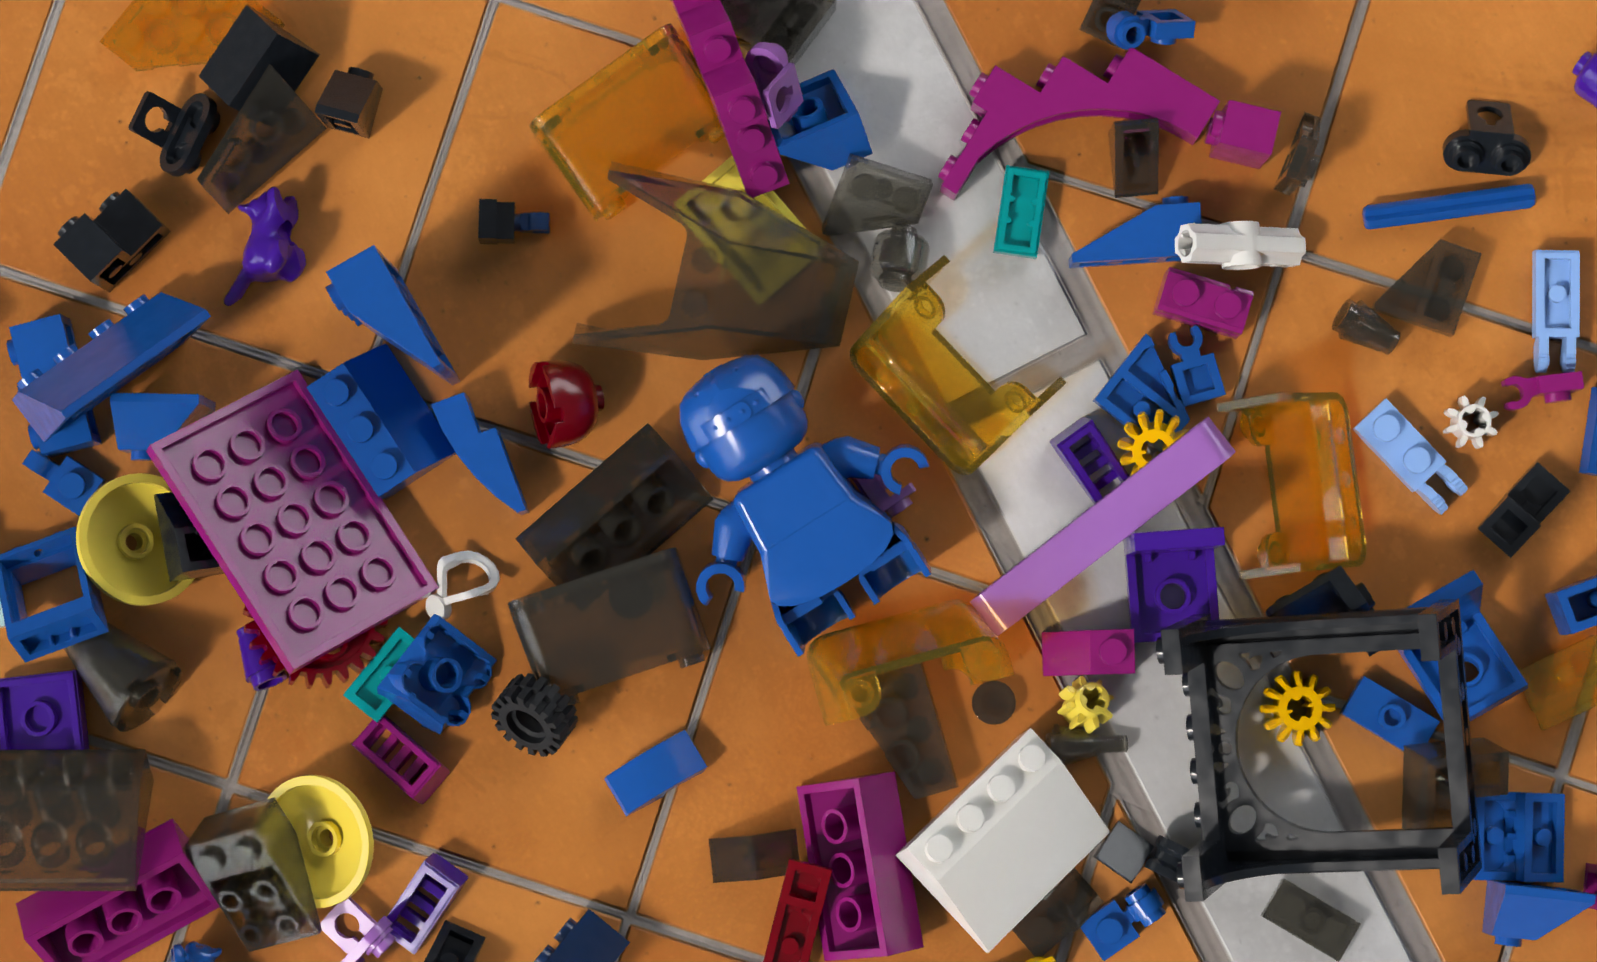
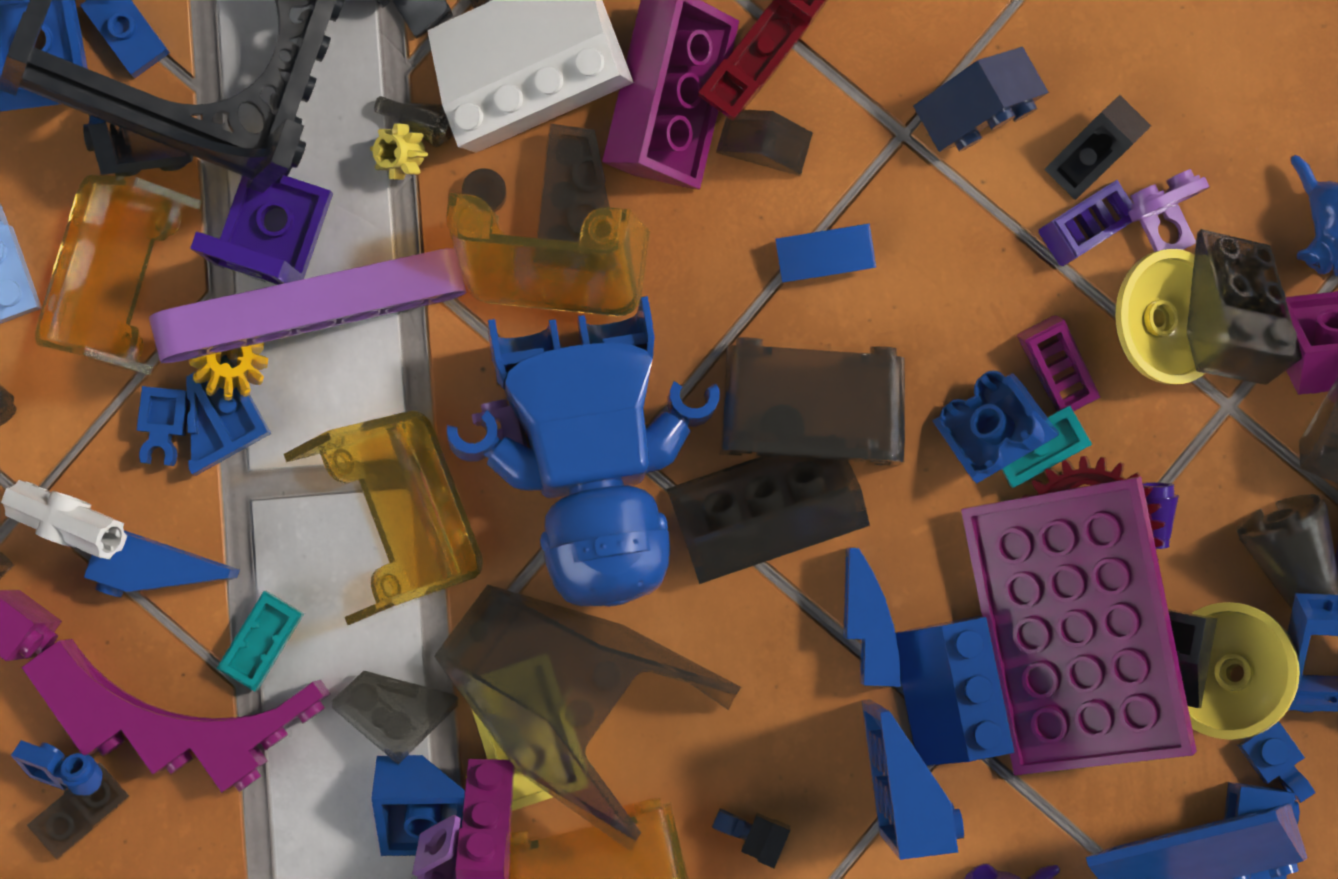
camera: 160 degrees left, 0 degrees up
(149, 417) = (1178, 782): blue slope -> none
(439, 602) = (966, 494): white piece -> none
(534, 715) = (918, 350): black tyre -> none
(565, 402) = (771, 635): dark red cylinder -> none
(898, 257) = (394, 643): clear smoke head -> none
(1071, 435) = (302, 408): dark purple slope -> none
(1088, 652) = (374, 198): magenta slope -> none
(1134, 157) = (129, 648): clear smoke slope -> none
(1203, 303) = (125, 481): magenta brick -> none
(1295, 692) = (217, 56): yellow gear -> none

